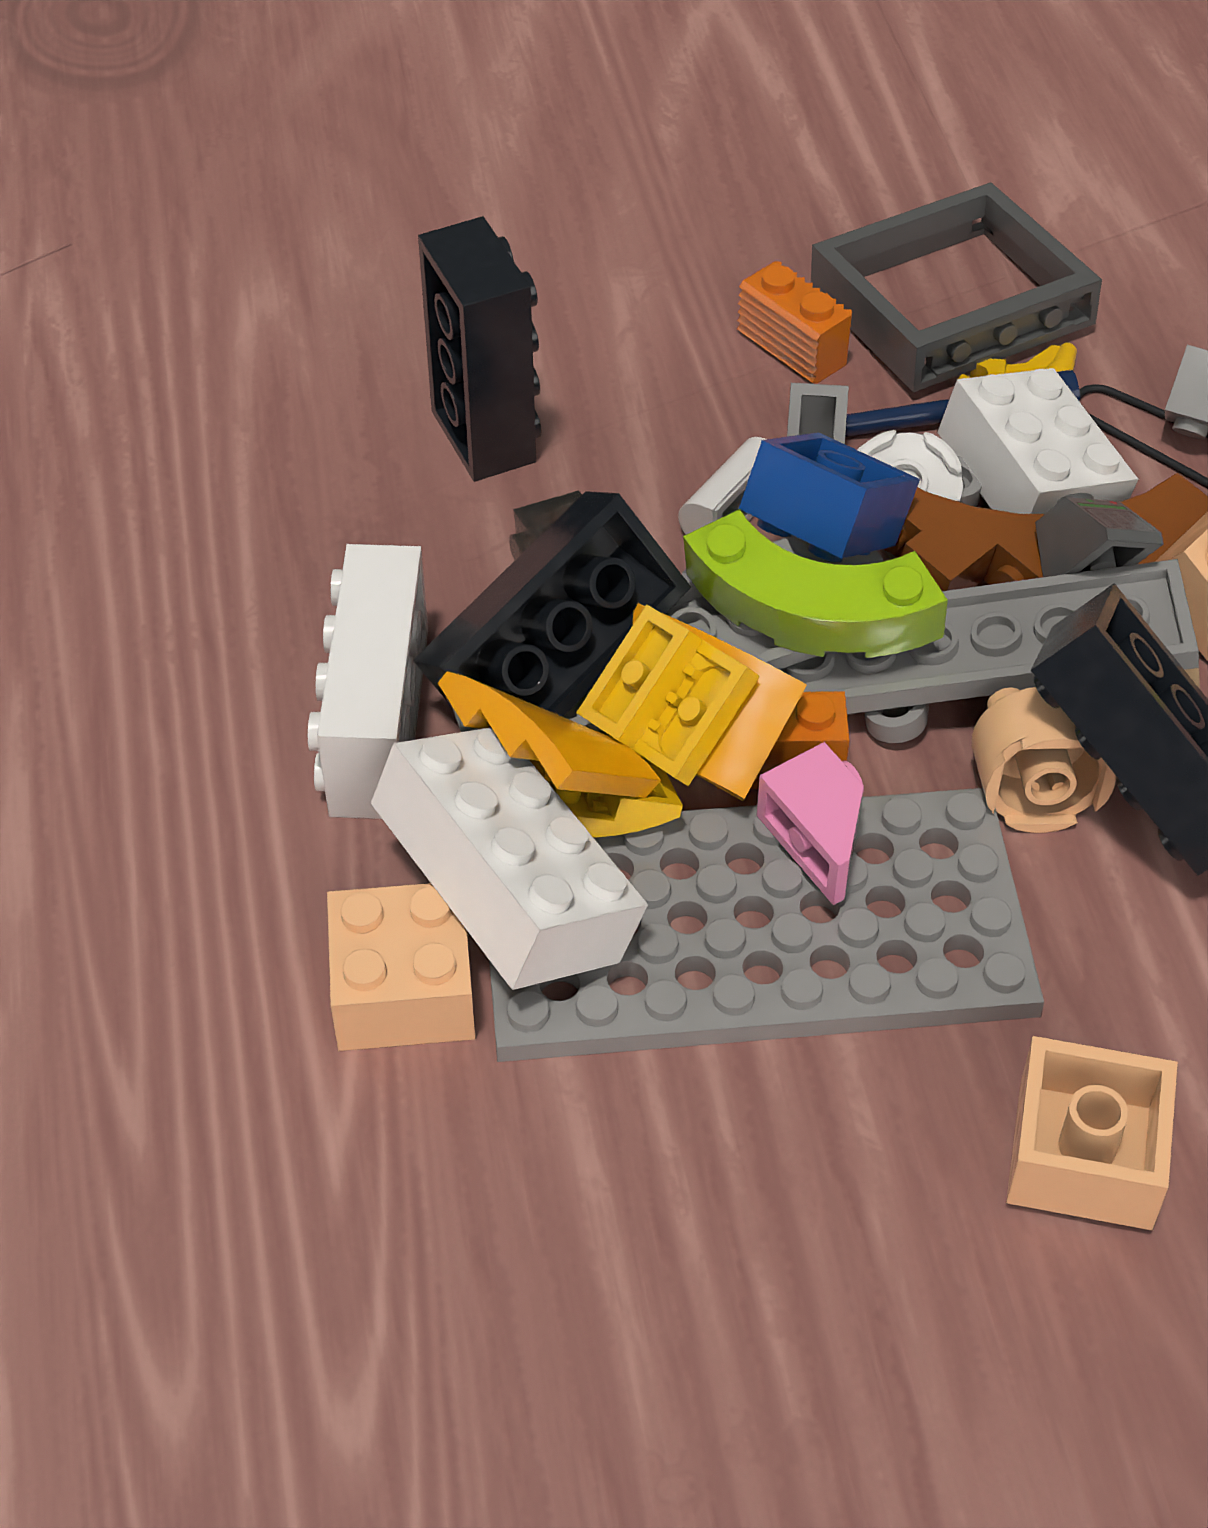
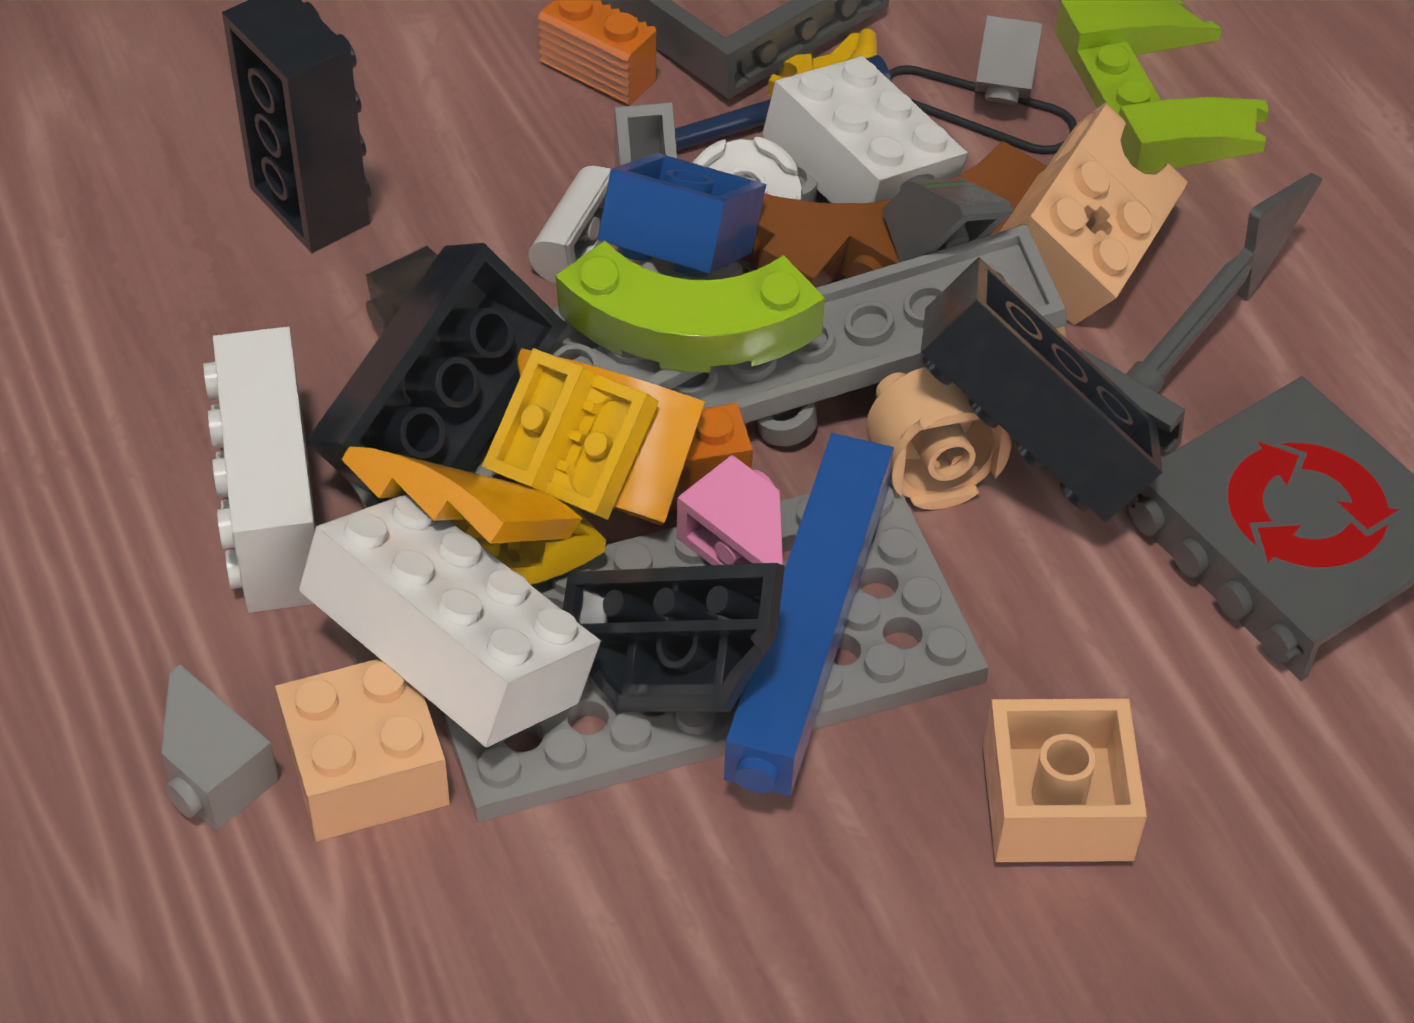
camera: 15 degrees left, 0 degrees up
(256, 947) = (211, 753): none -> light grey slope
(724, 910) = (677, 632): none -> black wedge
(865, 918) = (816, 598): none -> blue brick

